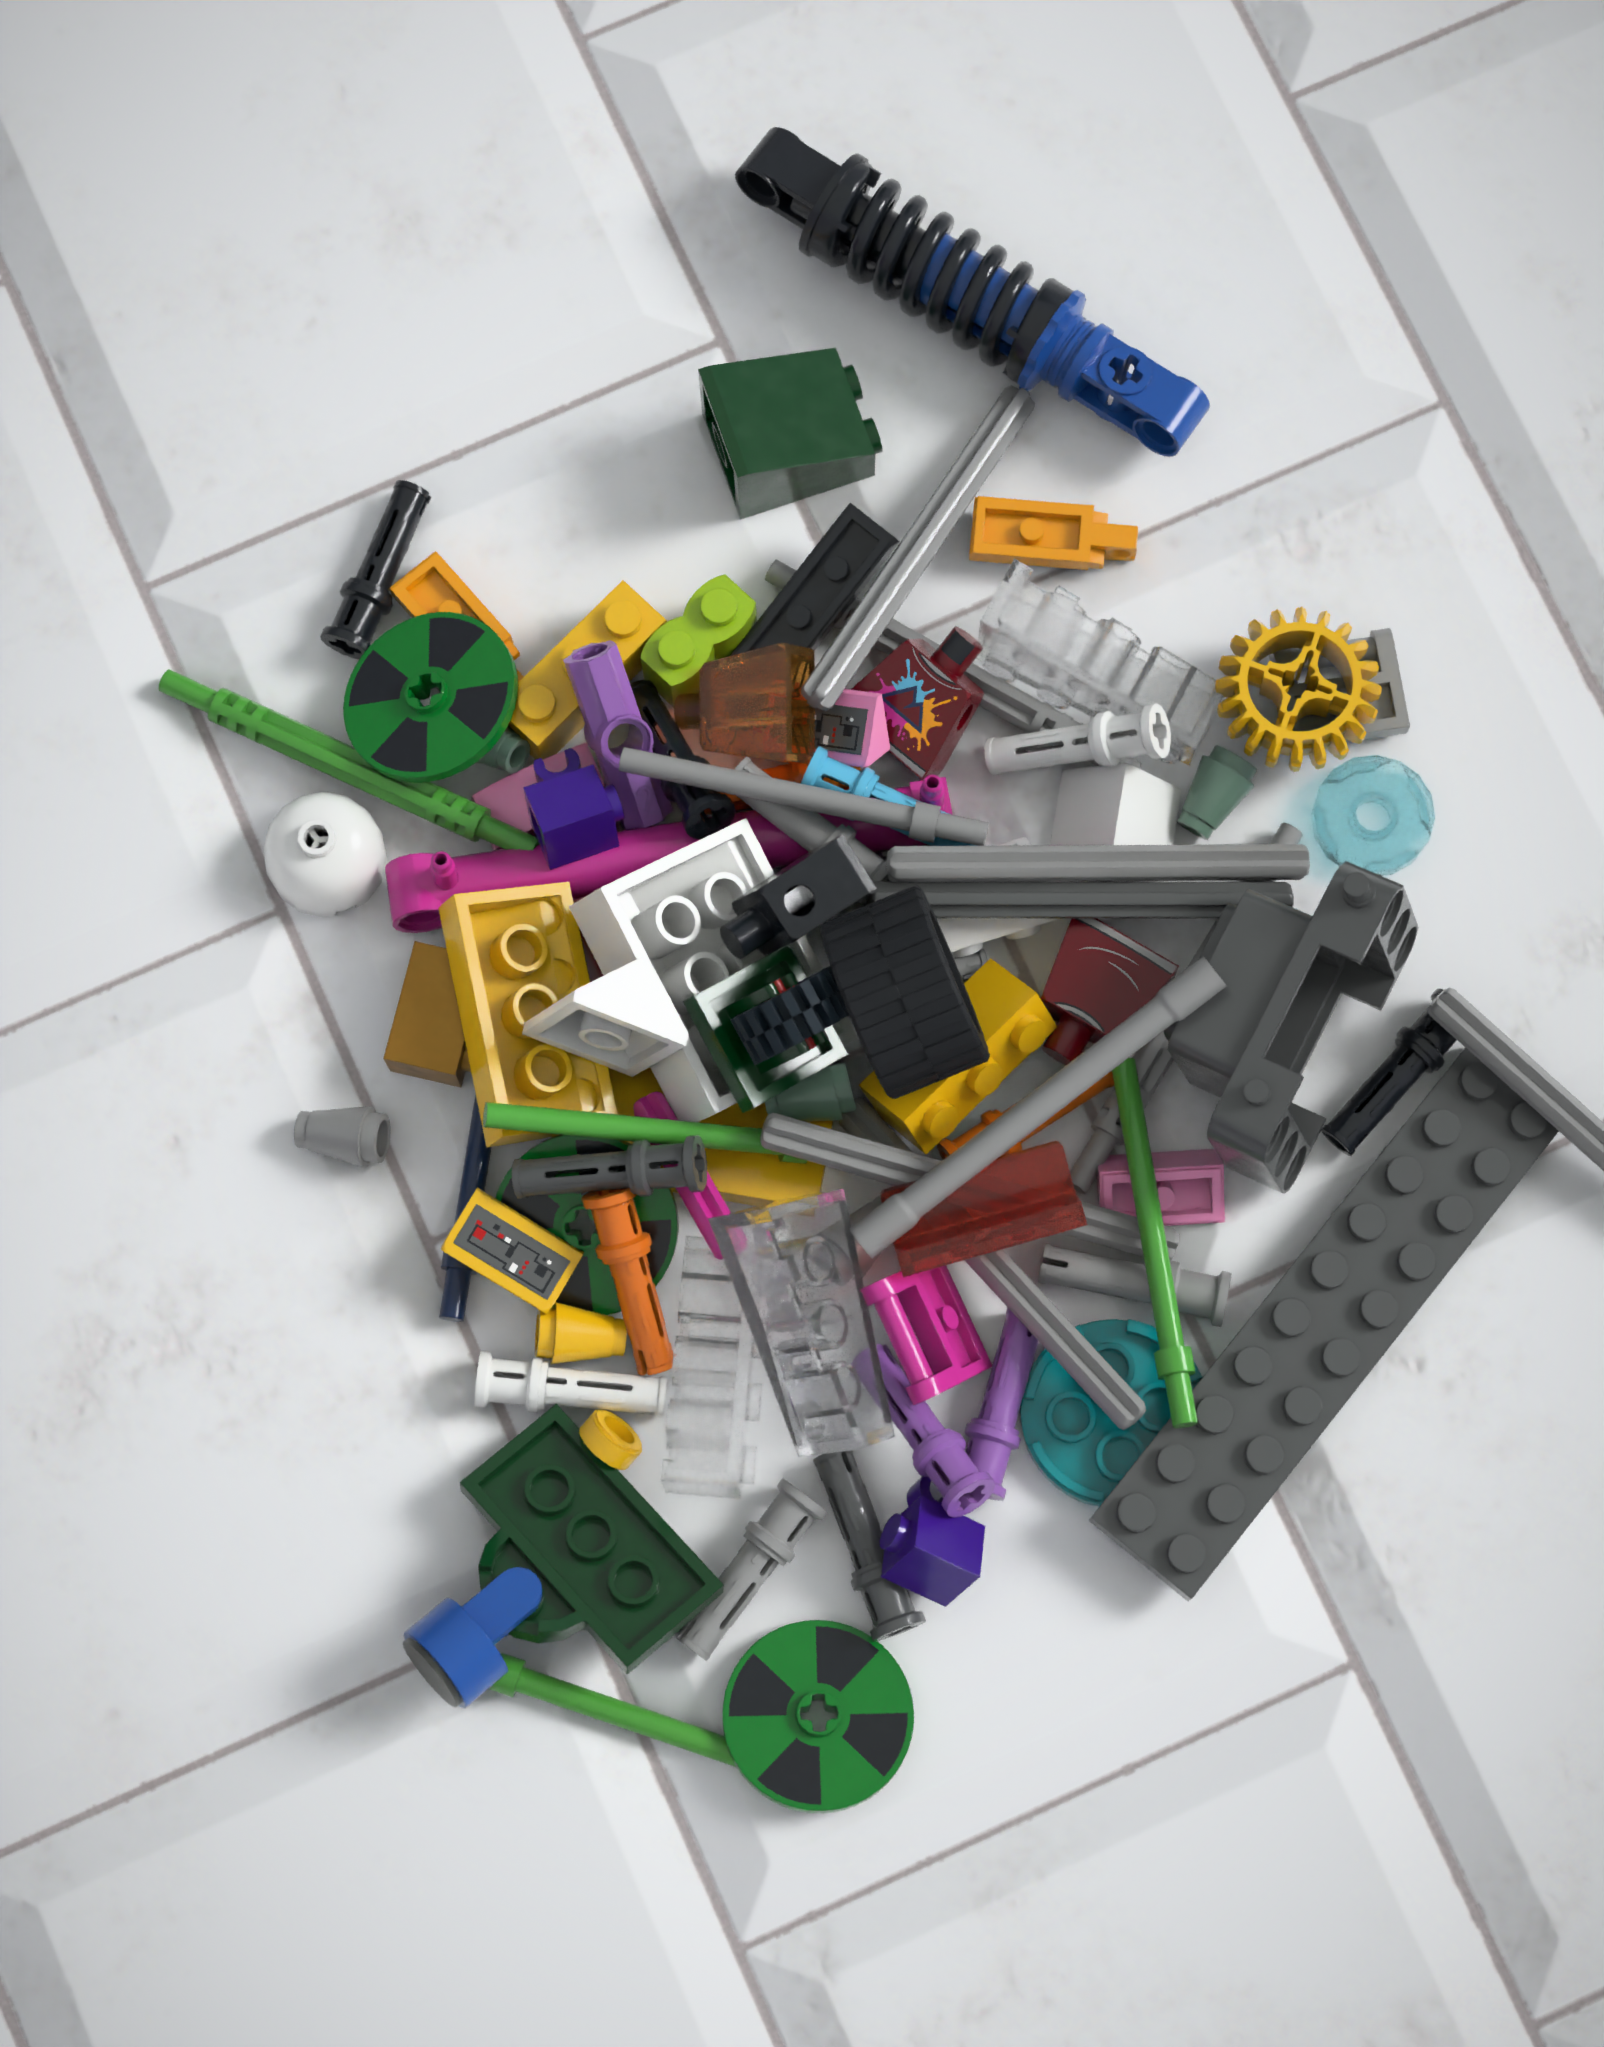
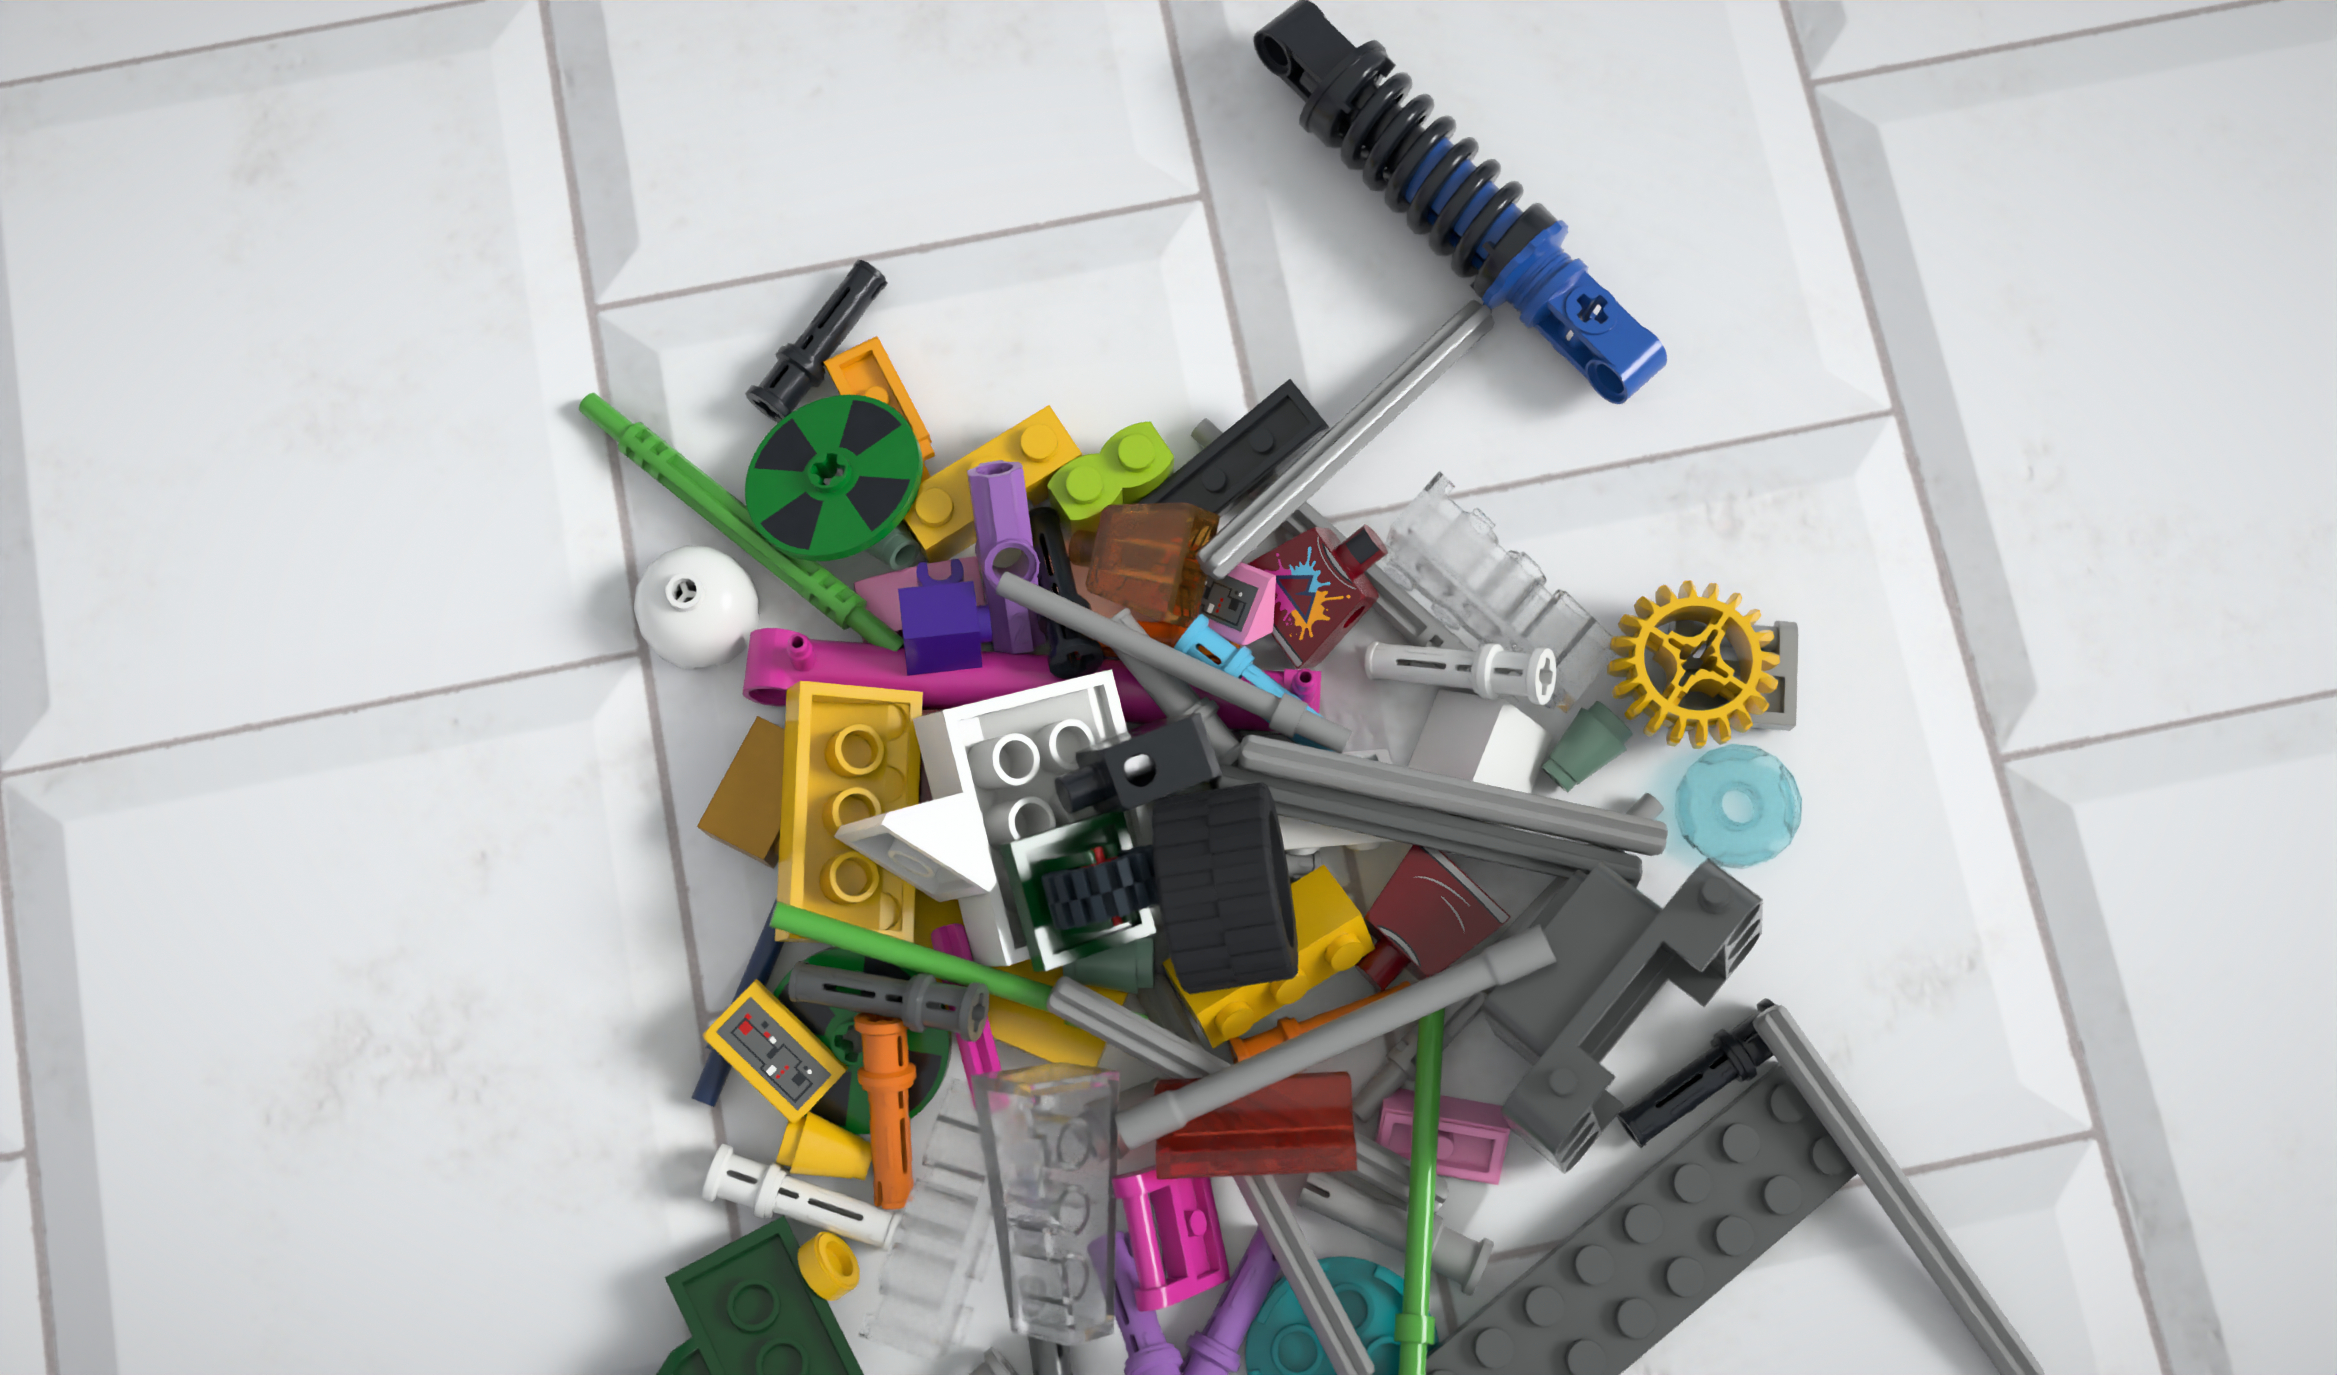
camera: 10 degrees right, 0 degrees up
(346, 1134) = (646, 891): light grey cone -> none
(787, 427) = (1247, 291): dark green slope -> none
(1047, 534) = (1477, 453): light orange hinge -> none

